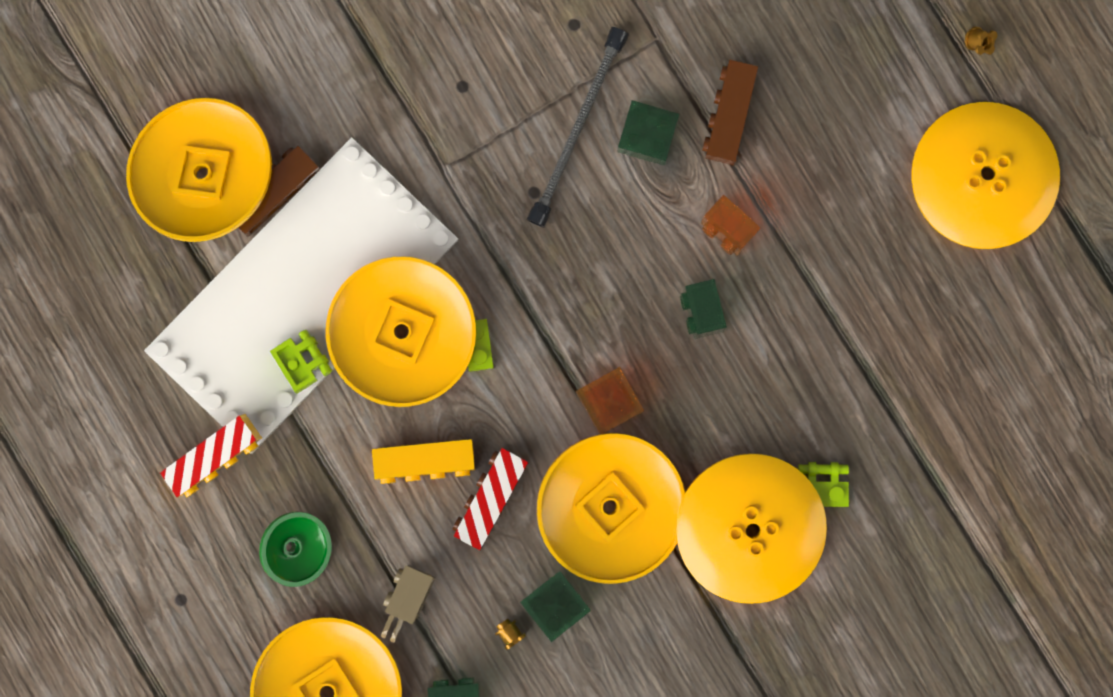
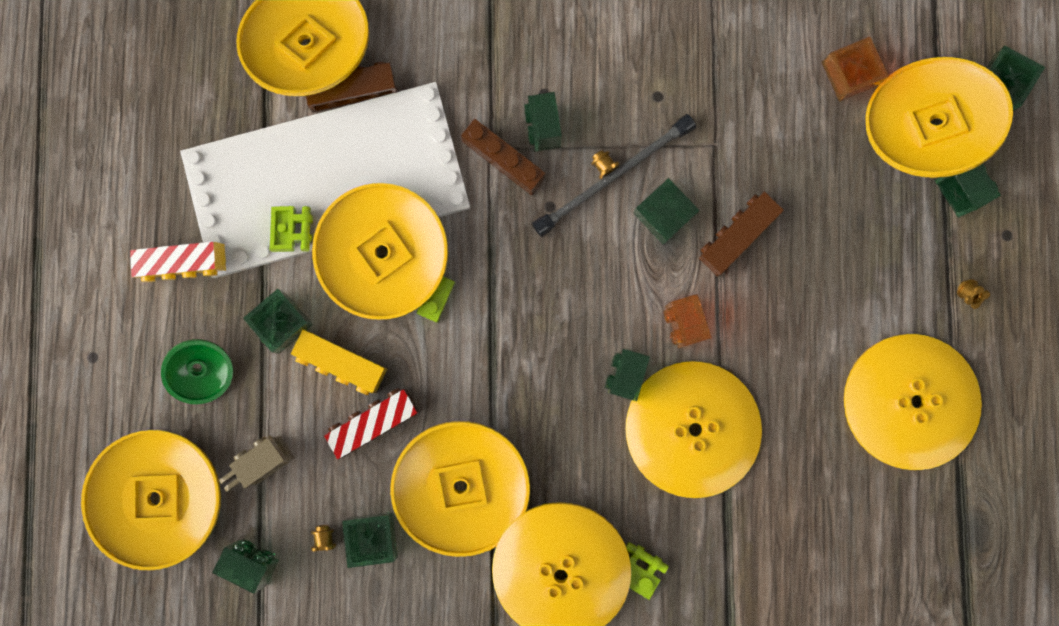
camera: 35 degrees right, 0 degrees up
(343, 455) = (277, 321): none -> clear green brick
(461, 172) = (503, 157): none -> reddish brown brick
(481, 115) = (544, 120): none -> clear green brick
(561, 121) = (604, 163): none -> pearl gold brick
(609, 401) = (509, 403): clear orange brick -> none
(788, 359) = (661, 436): none -> yellow dish

